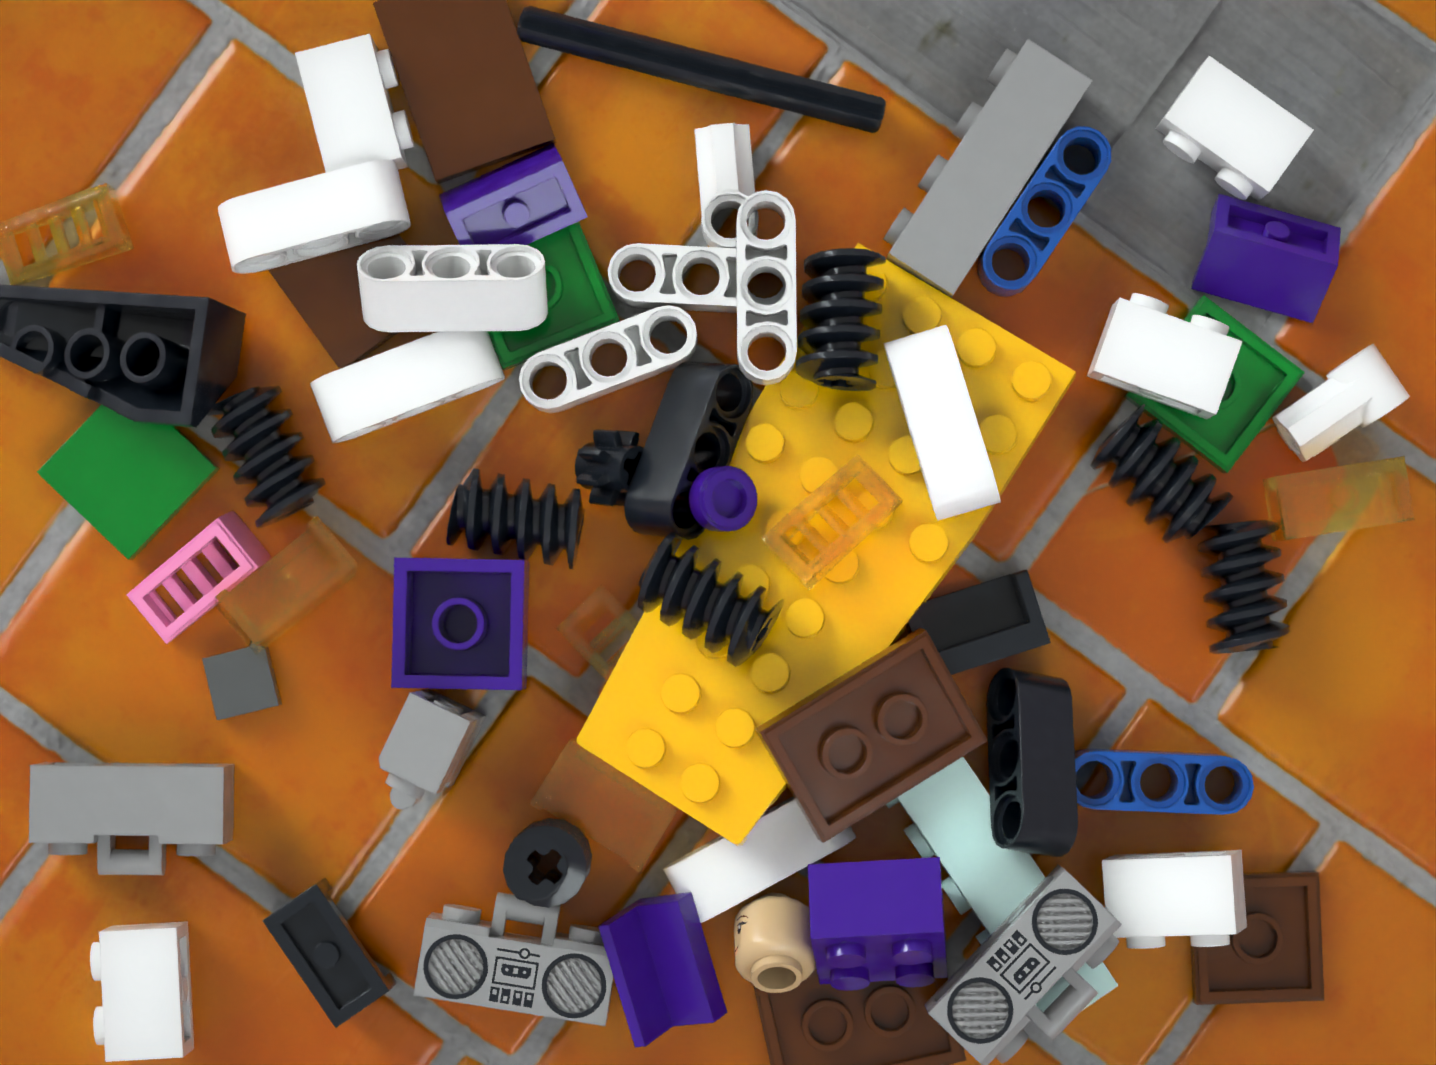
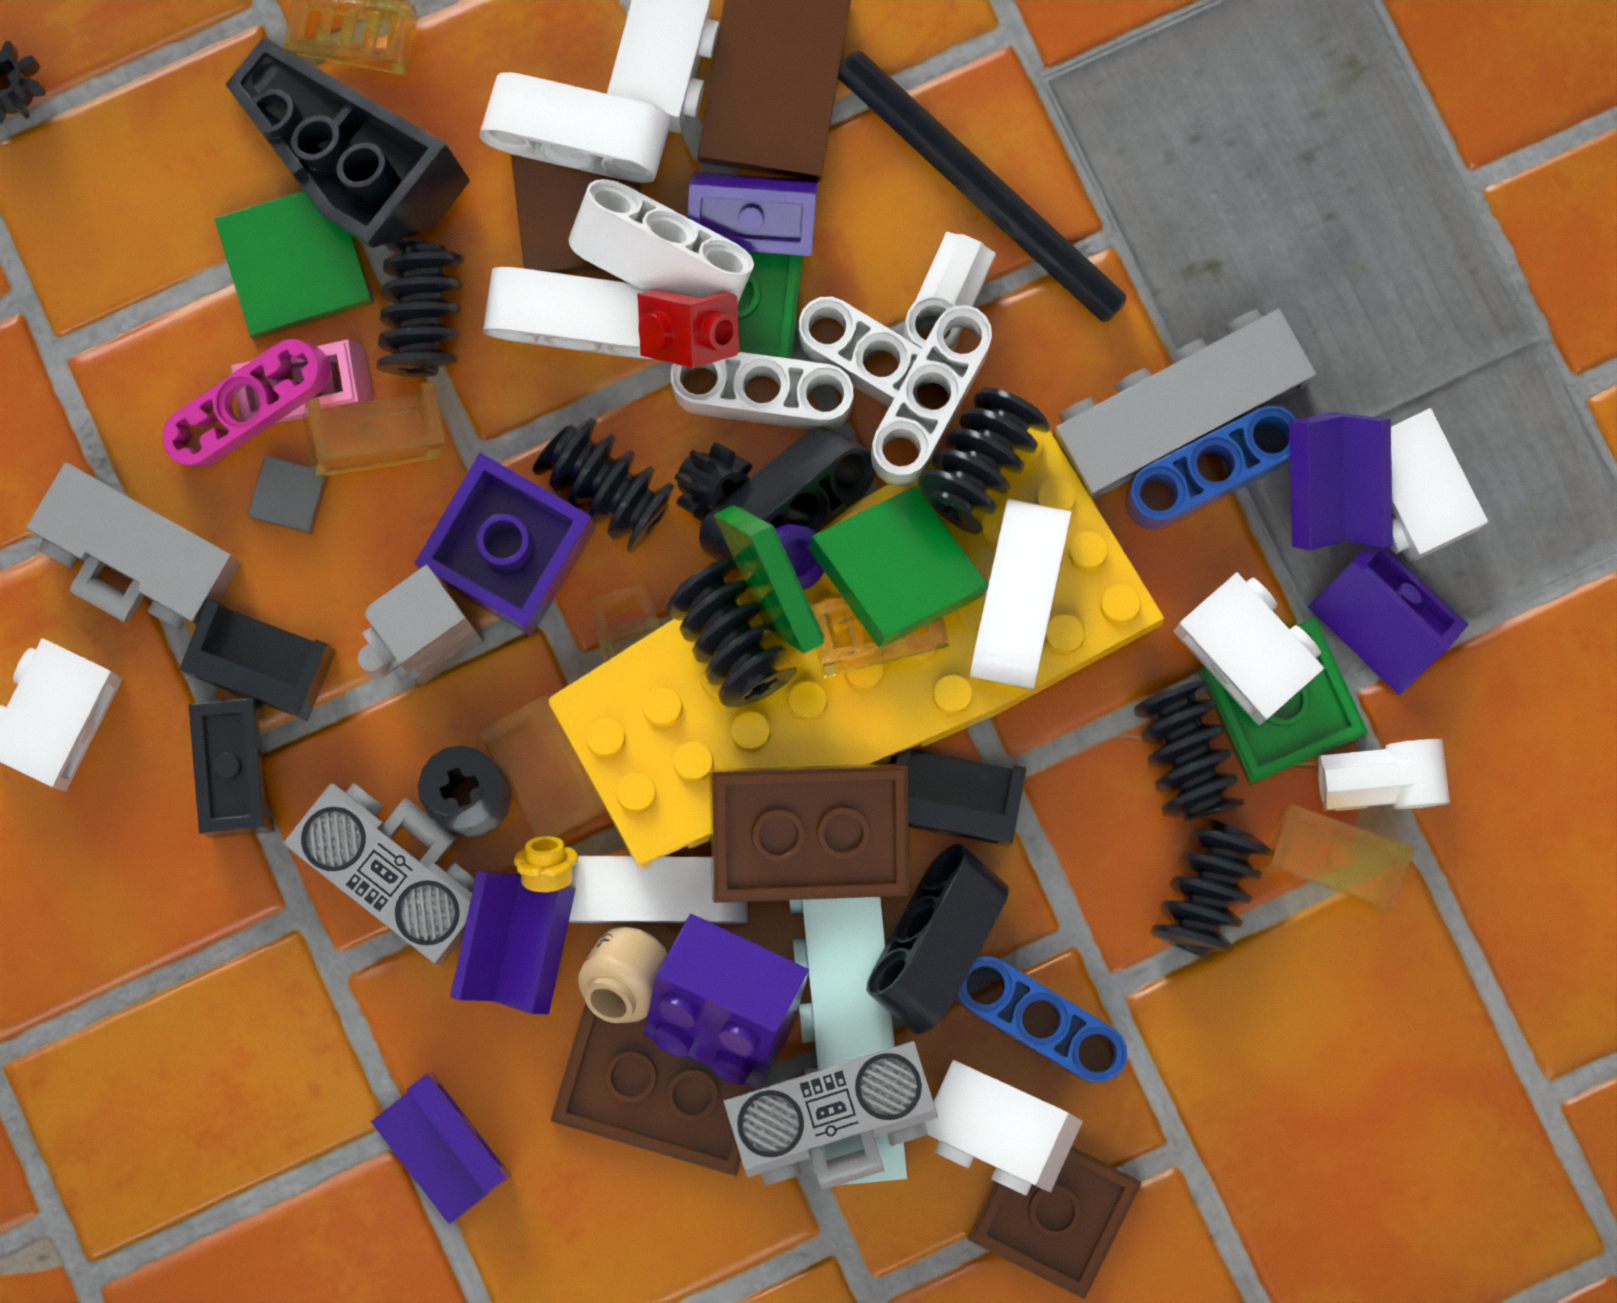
camera: 25 degrees right, 5 degrees down
(123, 653) = (275, 365): none -> dark pink beam
(298, 843) = (257, 660): none -> black panel
(516, 346) = (687, 328): none -> red bracket
(654, 887) = (545, 864): none -> yellow plate
(718, 534) = (770, 577): none -> green tile
(820, 458) = (897, 566): none -> green tile
(1164, 163) = (1340, 480): none -> dark purple panel

